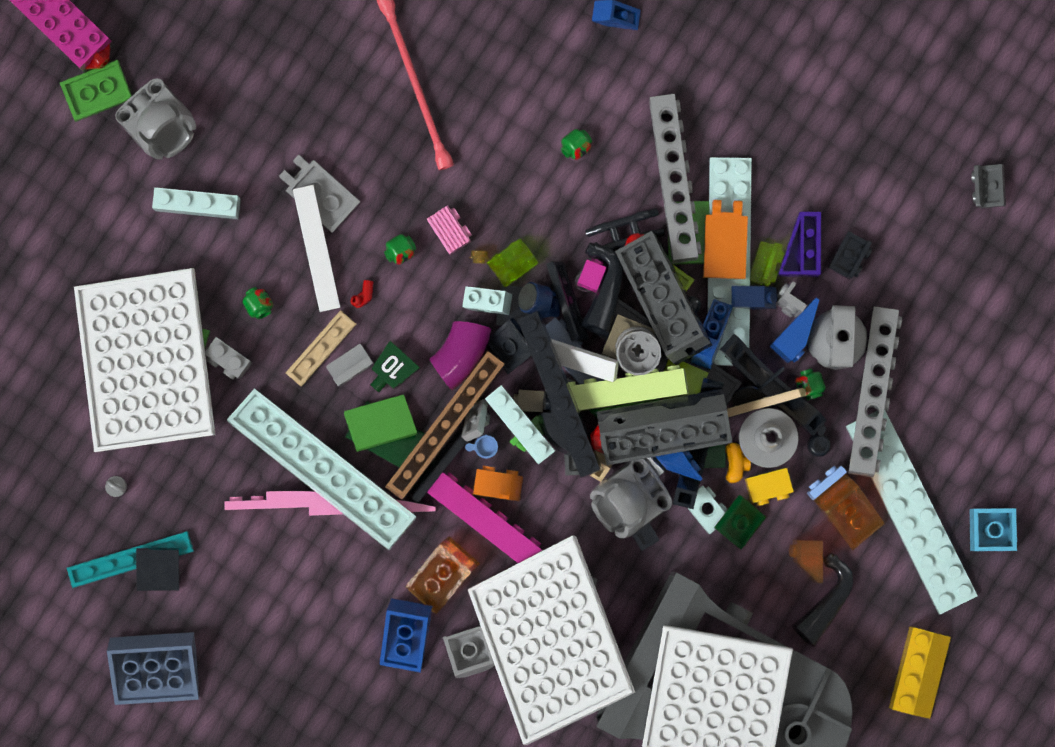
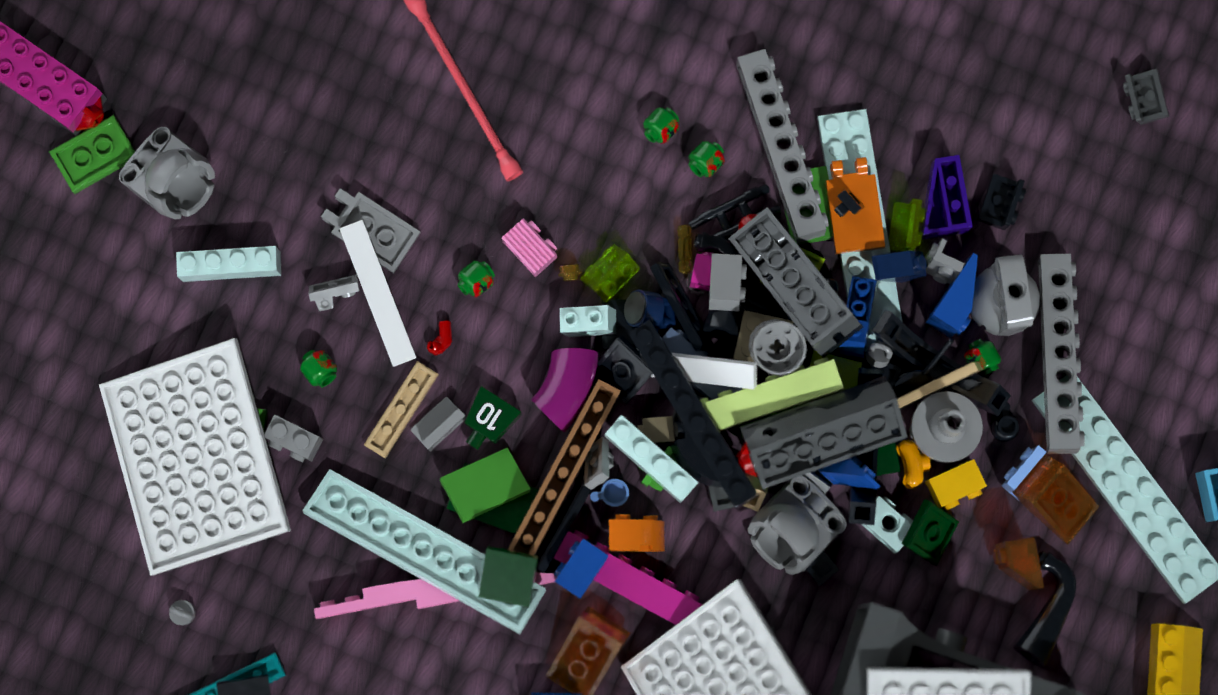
camera: 10 degrees left, 5 degrees down
(272, 239) = (323, 292): none -> light grey hinge
(387, 502) = (508, 576): none -> dark green tile
(447, 505) = (581, 567): none -> blue brick
(578, 252) = (684, 249): none -> clear yellow axle
(605, 289) = (726, 282): none -> light grey brick
(609, 179) = (706, 159): none -> green head
(721, 237) = (849, 202): none -> black tile
(723, 368) = (878, 355): none -> light grey tile

